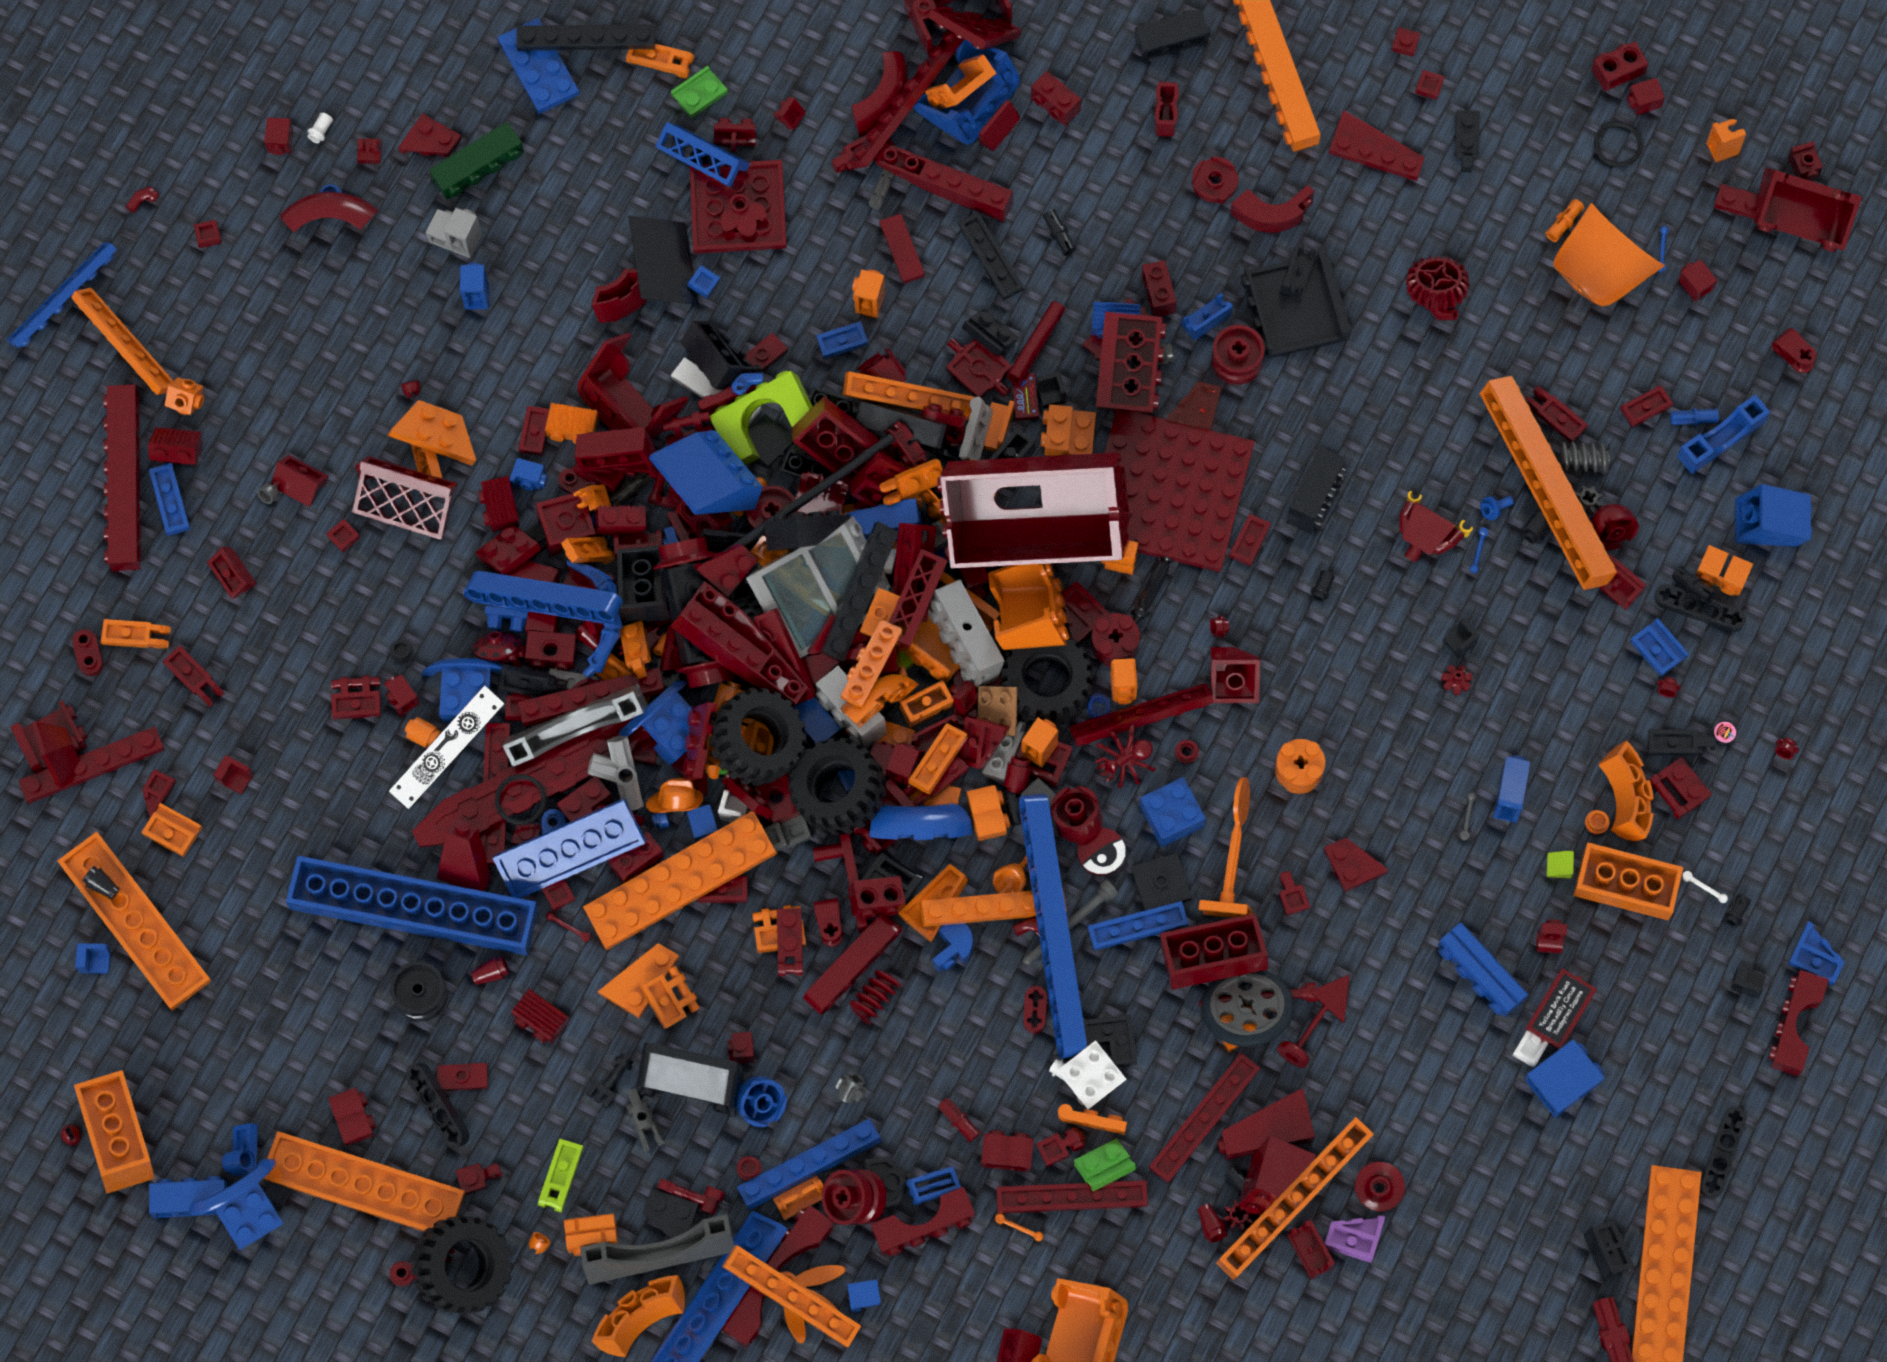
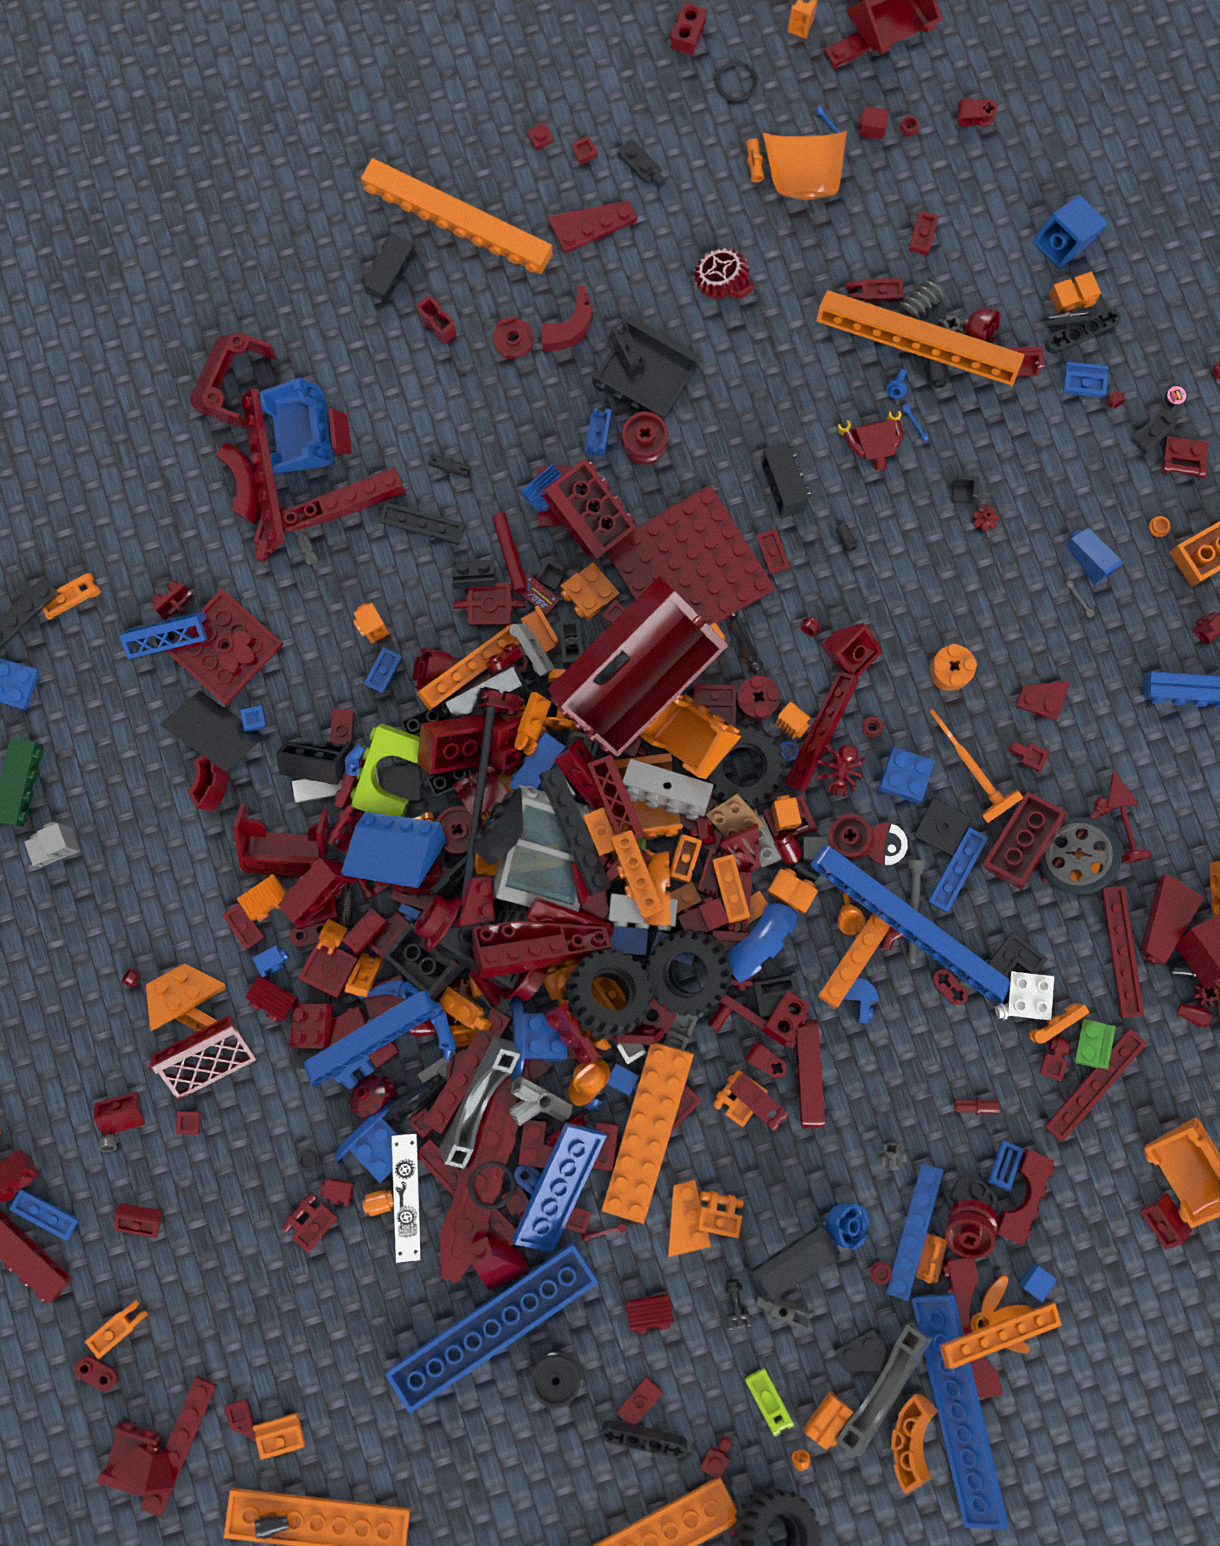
camera: 45 degrees left, 10 degrees up
(191, 674) = (183, 1318): dark red hinge -> none
(233, 774) = (281, 1357): dark red panel -> none
(351, 1116) = (597, 1505): dark red brick -> none
(474, 286) = (103, 870): blue brick -> none
(492, 970) = (586, 1314): dark red cone -> none
(540, 642) = (393, 1066): dark red brick -> none
(699, 92) = (119, 594): bright green plate -> none
(708, 1201) = (878, 1320): dark red brick -> none
(741, 1048) = (797, 1201): dark red brick -> none
(790, 113) = (194, 552): dark red tile -> none
(874, 995) = (846, 1081): dark red piece -> none
(902, 248) = (359, 572): dark red tile -> none
(946, 884) = (816, 972): orange wing -> none
(975, 29) = (254, 383): dark red plate -> none
(976, 72) = (292, 410): orange panel -> none
(1000, 1219) = (1098, 1130): orange hinge -> none
(1007, 1151) = (1028, 1097): dark red brick -> none
(1055, 98) = (358, 379): dark red brick -> none
(1158, 288) = (551, 442): dark red brick -> none
(1198, 407) = (653, 497): clear red wing -> none
(1560, 864) = (1166, 574): lime slope -> none
(1631, 792) = (1162, 489): orange brick -> none
(1645, 96) = (724, 33): dark red brick -> none
(1694, 416) = (958, 212): blue axle -> none
(1726, 305) = (911, 122): none -> dark red plate
(1737, 426) = (987, 218): blue arch -> none

